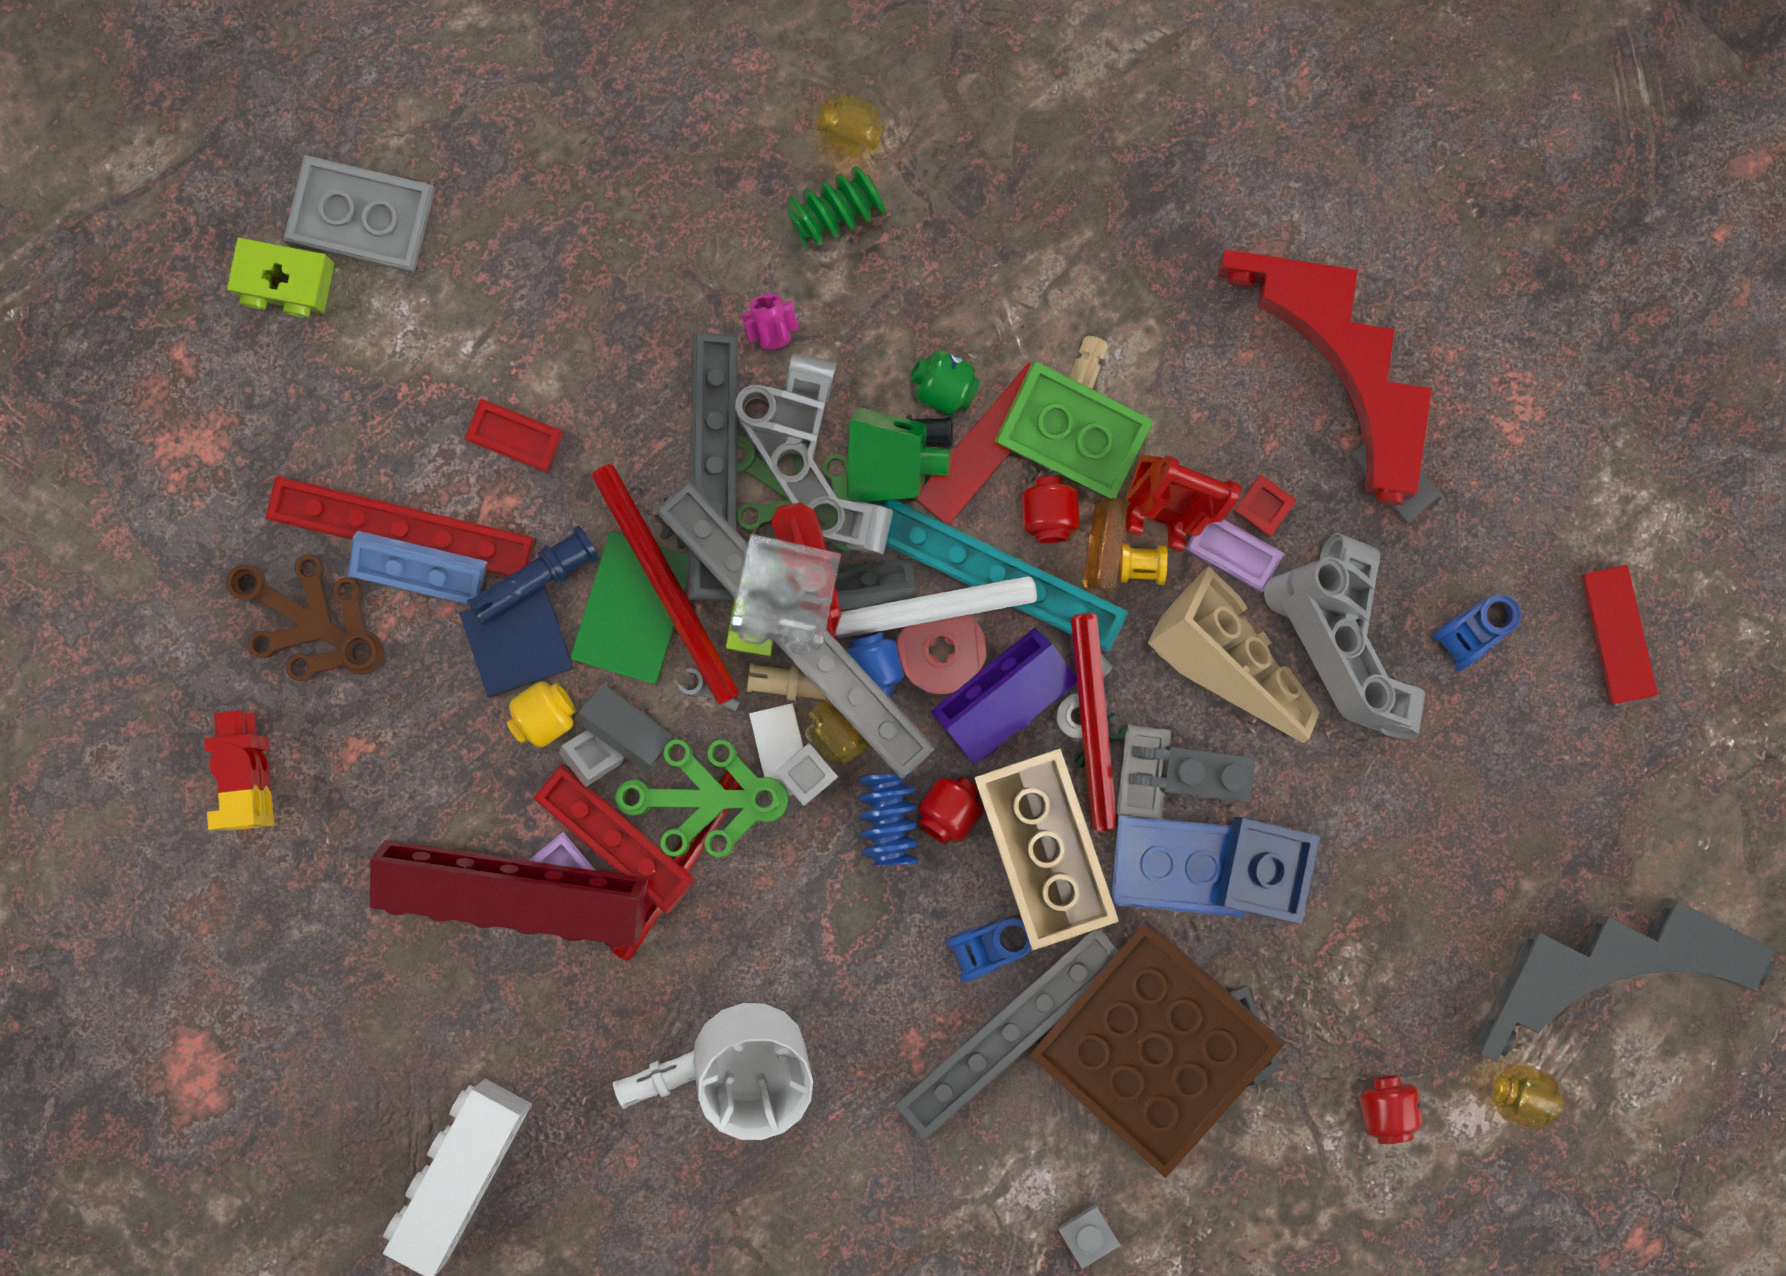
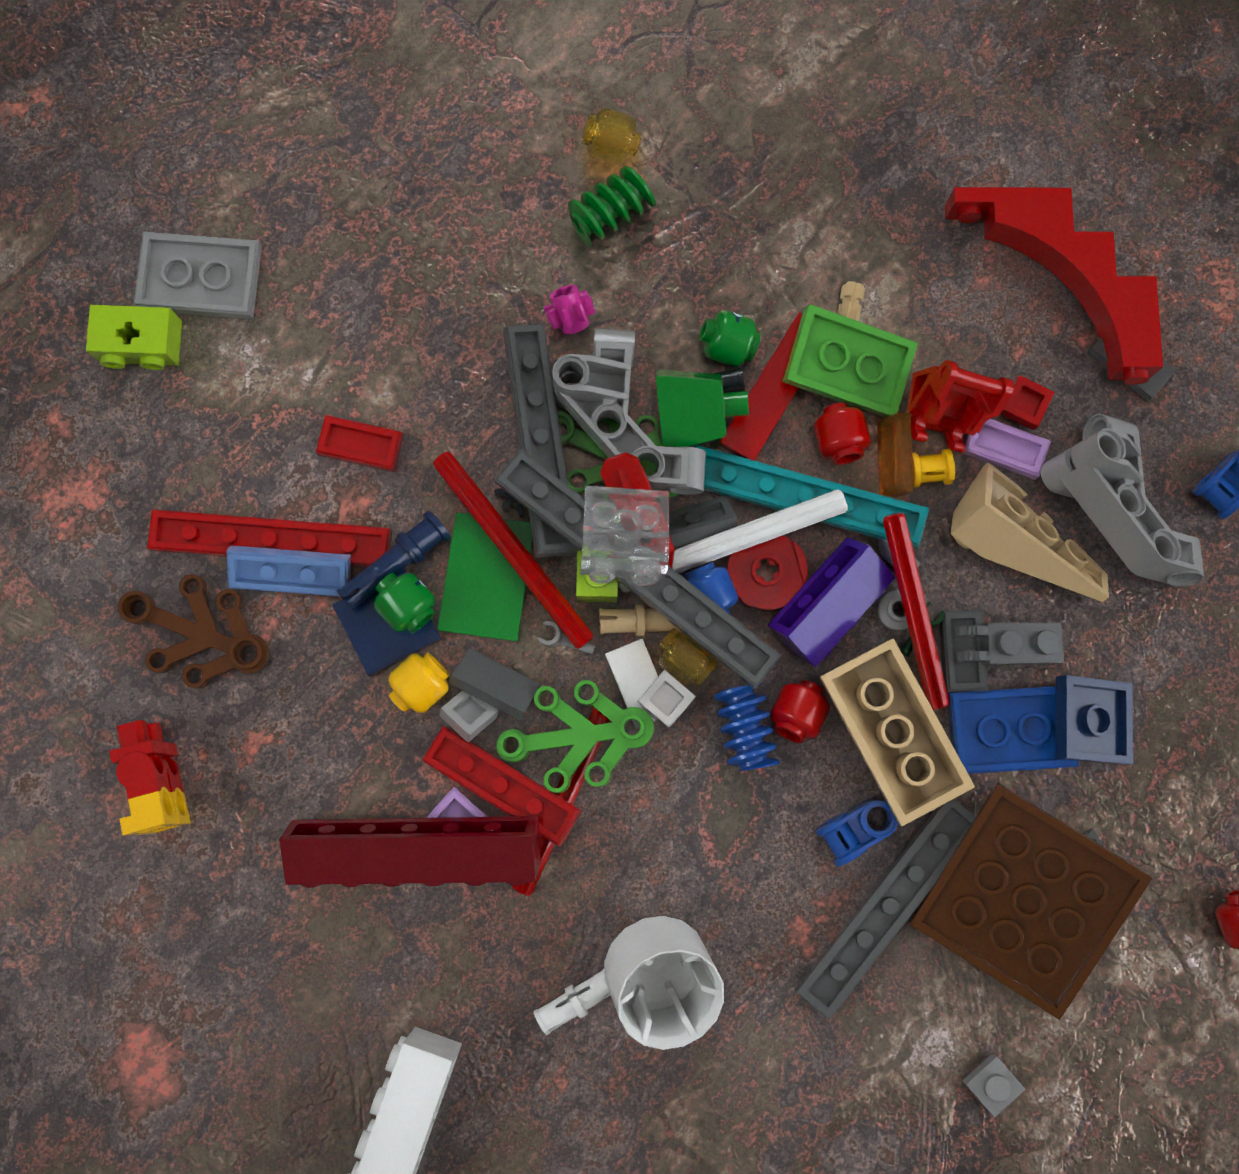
camera: 10 degrees left, 5 degrees down
(538, 625) = (404, 602): none -> green head

